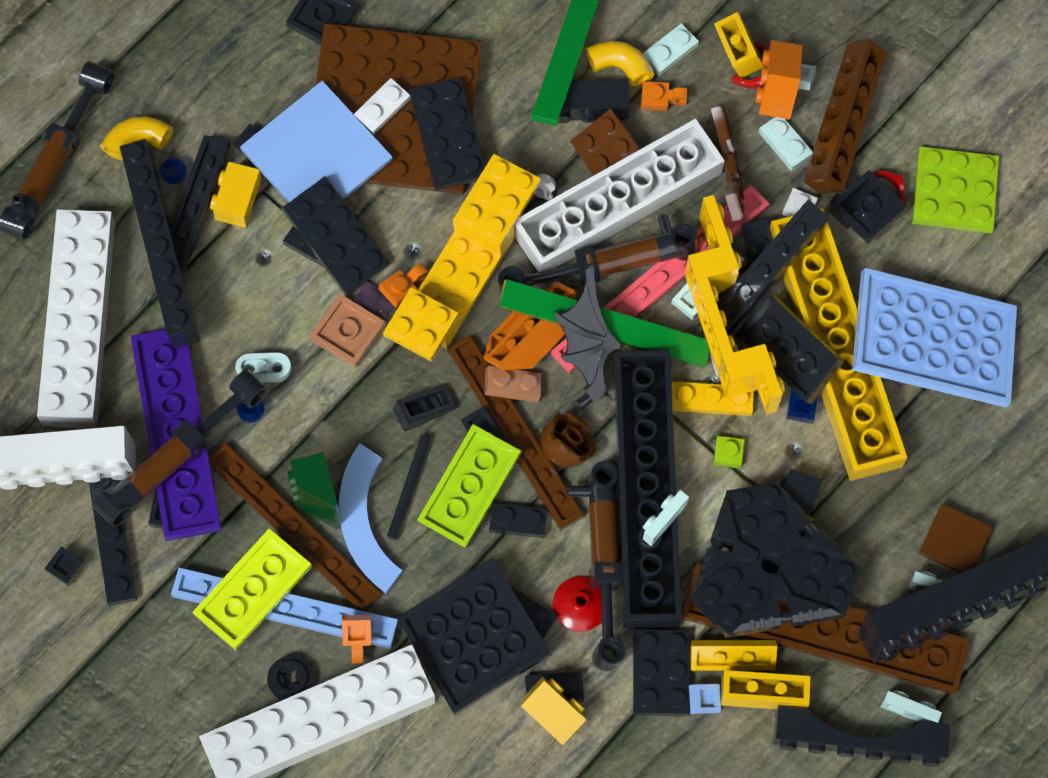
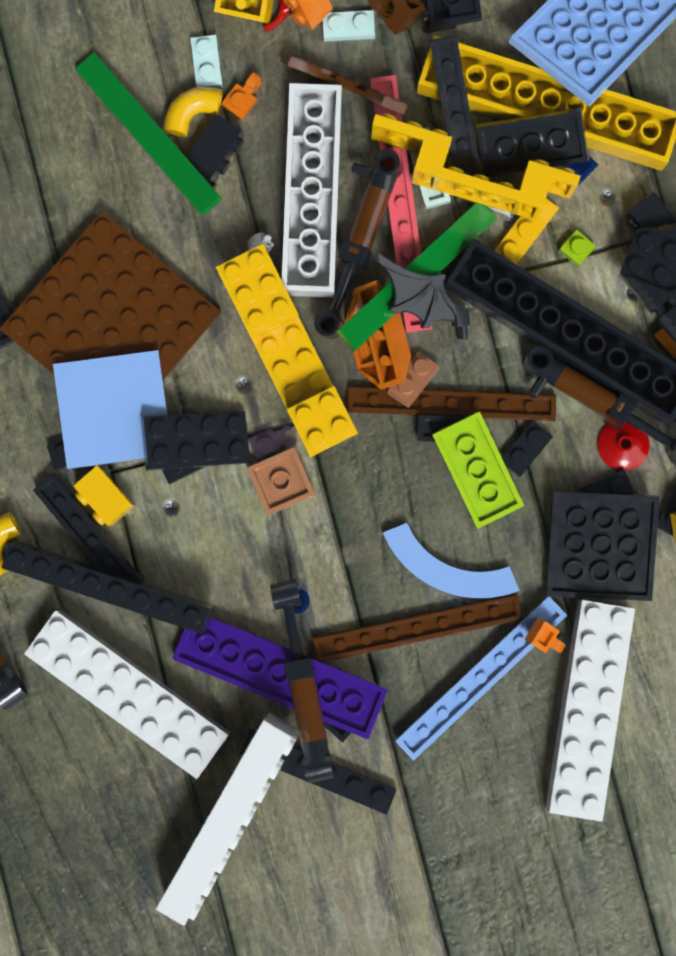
camera: 50 degrees left, 15 degrees up
(64, 566) = (334, 830): black plate -> none
(173, 170) = (46, 534): clear blue plate -> none
(252, 589) = (454, 696): neon yellow plate -> none
(264, 366) = (268, 568): light aqua plate -> none
(287, 665) = (552, 712): black gear -> none
(313, 489) = (408, 595): dark green slope -> none
(382, 106) = (107, 329): white plate -> none
(398, 284) = (272, 415): orange plate -> none
(408, 403) = (379, 482): black slope -> none
(409, 487) = (443, 516): black bar -> none
(447, 133) = (166, 291): black plate -> none
(567, 440) = (492, 368): reddish brown cylinder -> none
(604, 142) = (259, 170): reddish brown plate -> none
(671, 509) = (617, 345): light aqua plate -> none
(757, 237) = (424, 106): black plate -> none
(795, 202) = (410, 52): white plate -> none

